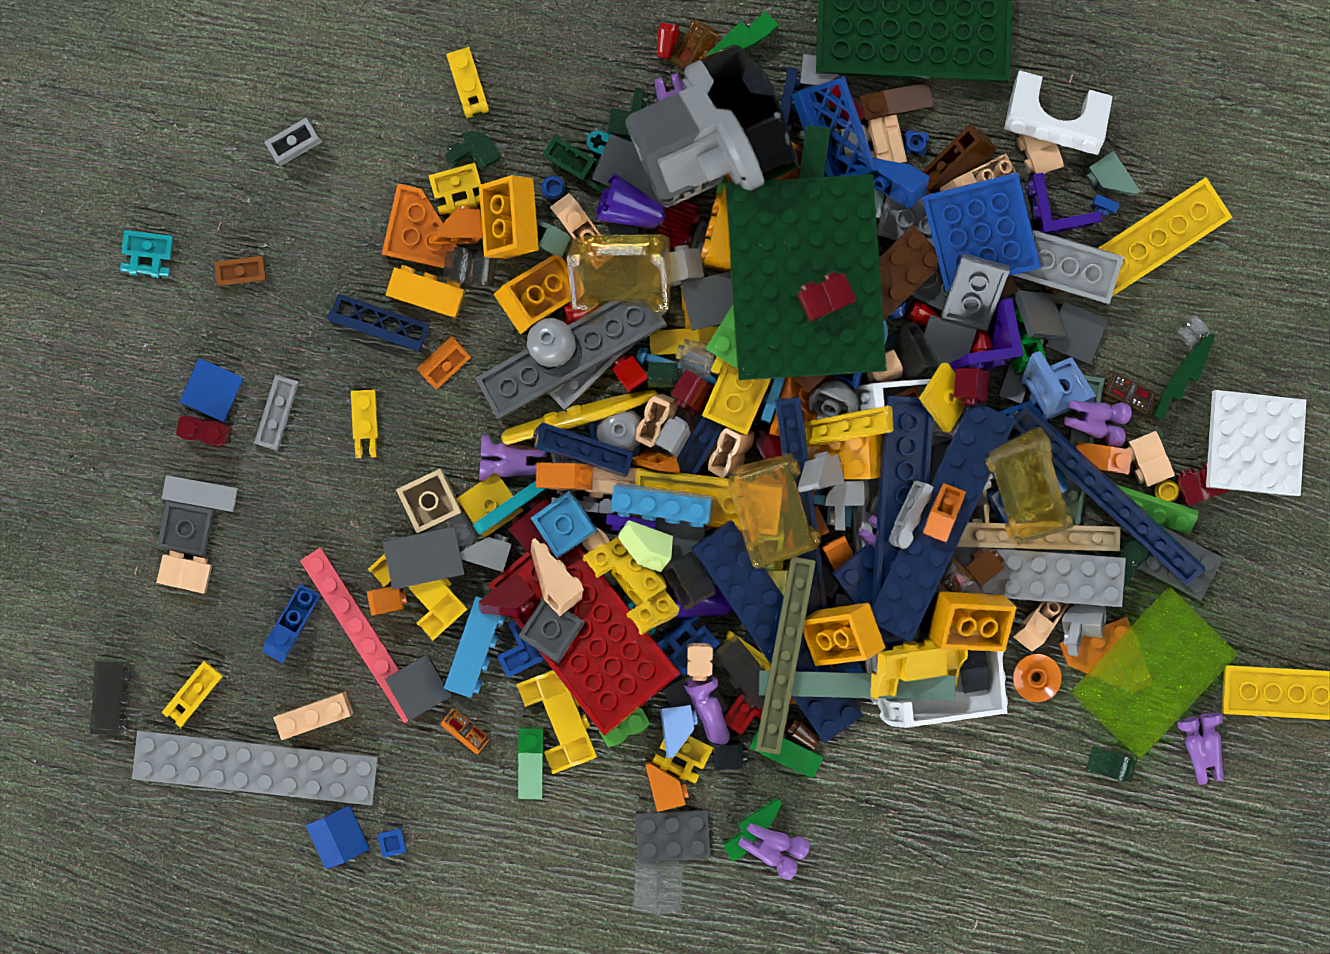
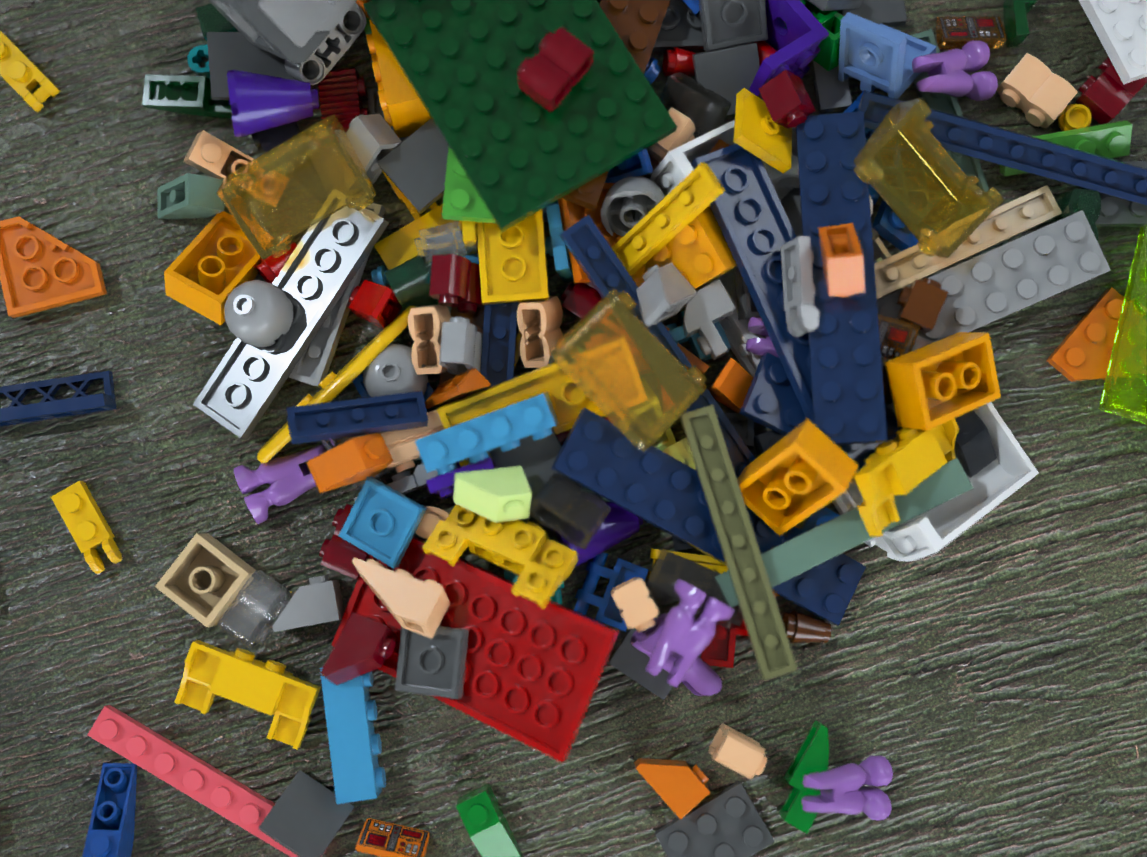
camera: 30 degrees left, 5 degrees down
(386, 600) = (211, 729): orange slope -> none
(423, 558) = (229, 654): dark grey tile -> none
(425, 291) = (83, 333): light orange brick -> none
(443, 362) = (149, 407): orange slope -> none
(454, 182) = (57, 189): yellow plate -> none
(460, 228) = (81, 237): orange slope -> none
(469, 268) = (120, 277): clear smoke brick -> none
(476, 144) = (60, 134): clear green brick -> none
(485, 498) = (286, 546): yellow plate -> none
(507, 508) = (307, 537): teal beam -> none
(508, 217) = (133, 191): light orange brick -> none
(519, 657) = (413, 715): blue plate -> none
(553, 187) = (177, 138): blue plate -> none
(565, 717) = (510, 763): yellow bracket -> none
(632, 725) = (593, 727): bright green brick -> none
(677, 727) = (650, 701): light blue slope -> none
(693, 752) = (674, 718): yellow plate -> none
(716, 789) = (738, 752): none -> light nougat brick
(720, 697) = (683, 635): none -> medium lavender piece
(729, 756) = (732, 702): black slope -> none
(793, 756) = (811, 659): green slope -> none
(1039, 623) = (1017, 346): light nougat slope -> none
(1049, 678) = (1062, 409): orange dish -> none
(1080, 621) = (1065, 317): light grey brick -> none
(1107, 457) = (994, 108): orange slope -> none

